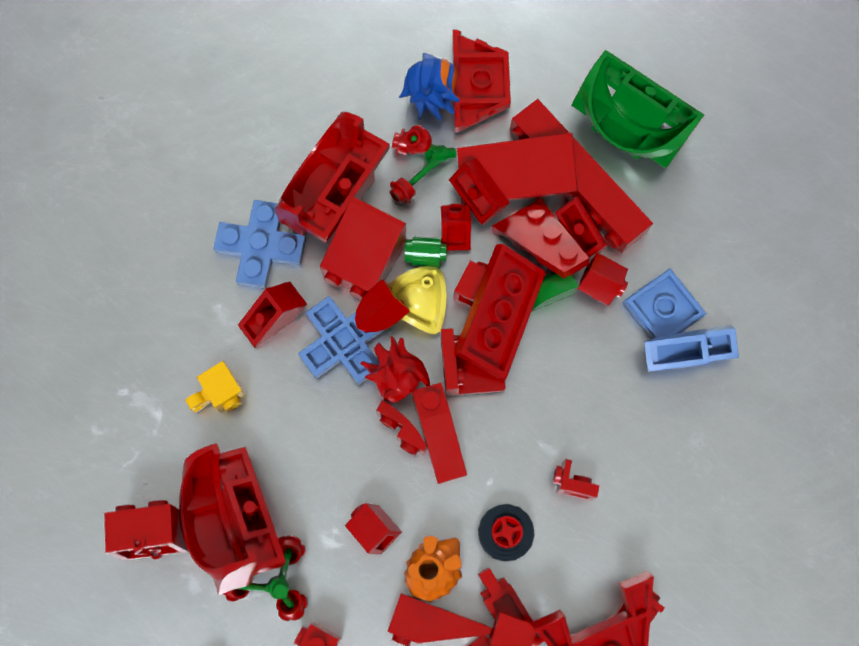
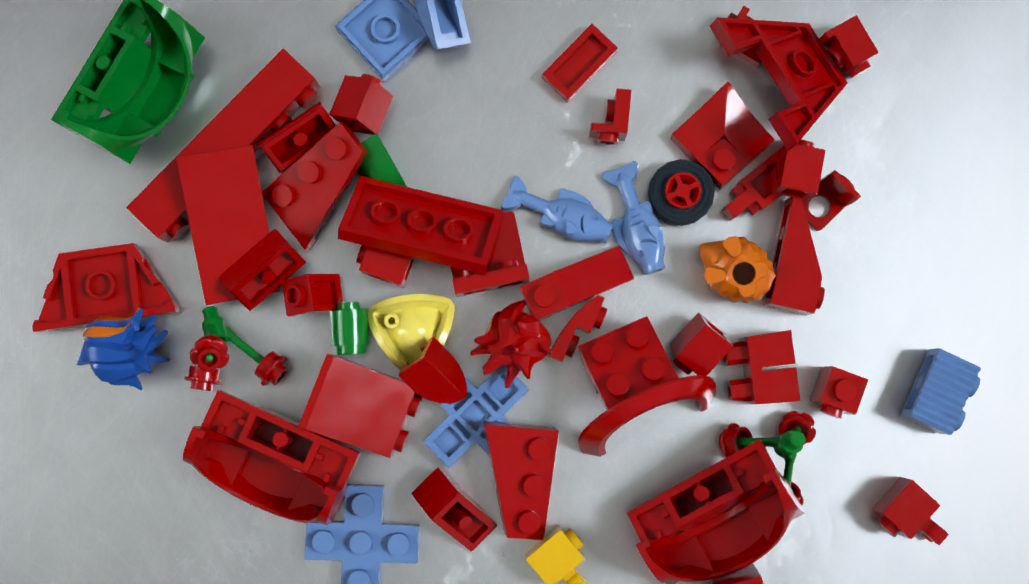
camera: 100 degrees left, 10 degrees up
(290, 368) = (523, 475): none -> red wing
(332, 580) = (761, 385): none -> red hips
(354, 467) = (632, 378): none -> red piece
(478, 492) = (639, 229): none -> medium blue animal
(497, 436) = (568, 215): none -> medium blue animal
(551, 576) = (722, 136): none -> red plate
(625, 462) = (579, 62): none -> red tile

